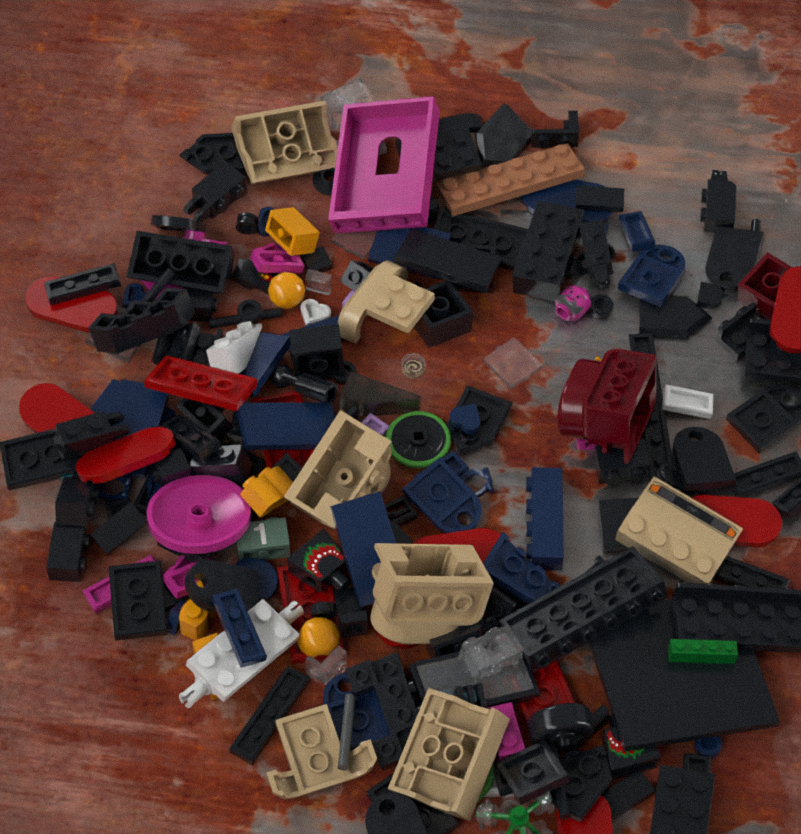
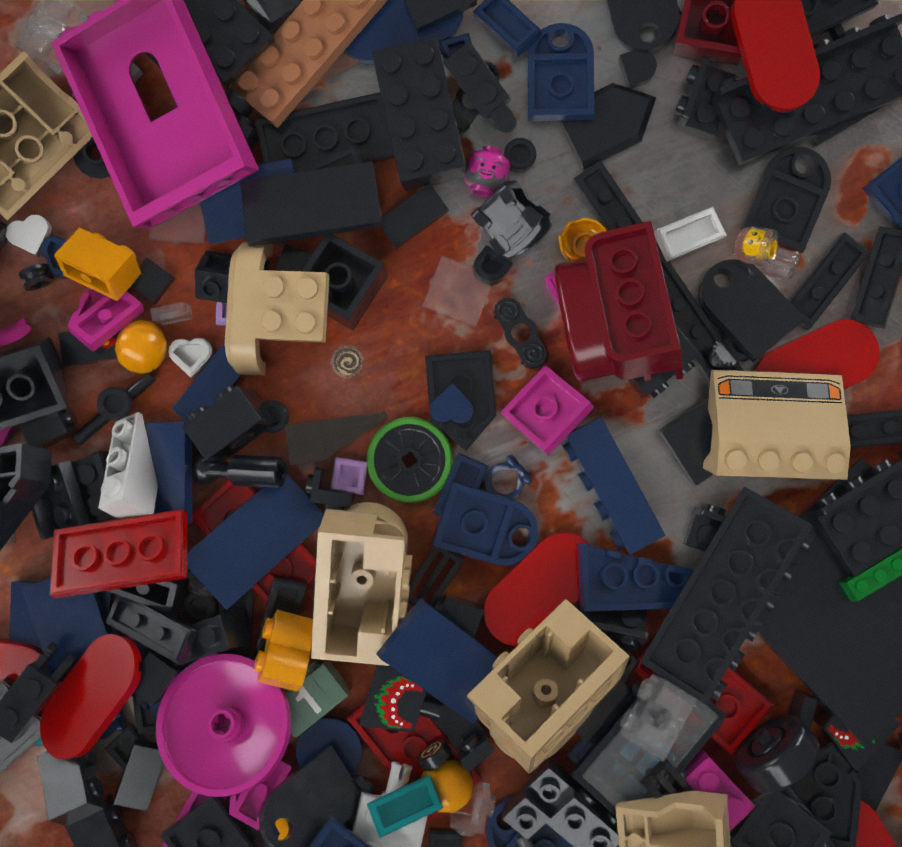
camera: 30 degrees left, 30 degrees up
(256, 200) = (29, 233): none -> white tile
(287, 615) = (404, 806): none -> teal tile
(436, 191) = (238, 103): none -> black tile
(509, 306) = (413, 216): none -> black tile
(528, 450) = (547, 410): none -> dark pink tile
(539, 417) = (532, 350): none -> black piece
(542, 357) = (489, 268): none -> black tile
(572, 332) = (512, 220): none -> black piece
(732, 429) = (761, 248): none -> clear piece

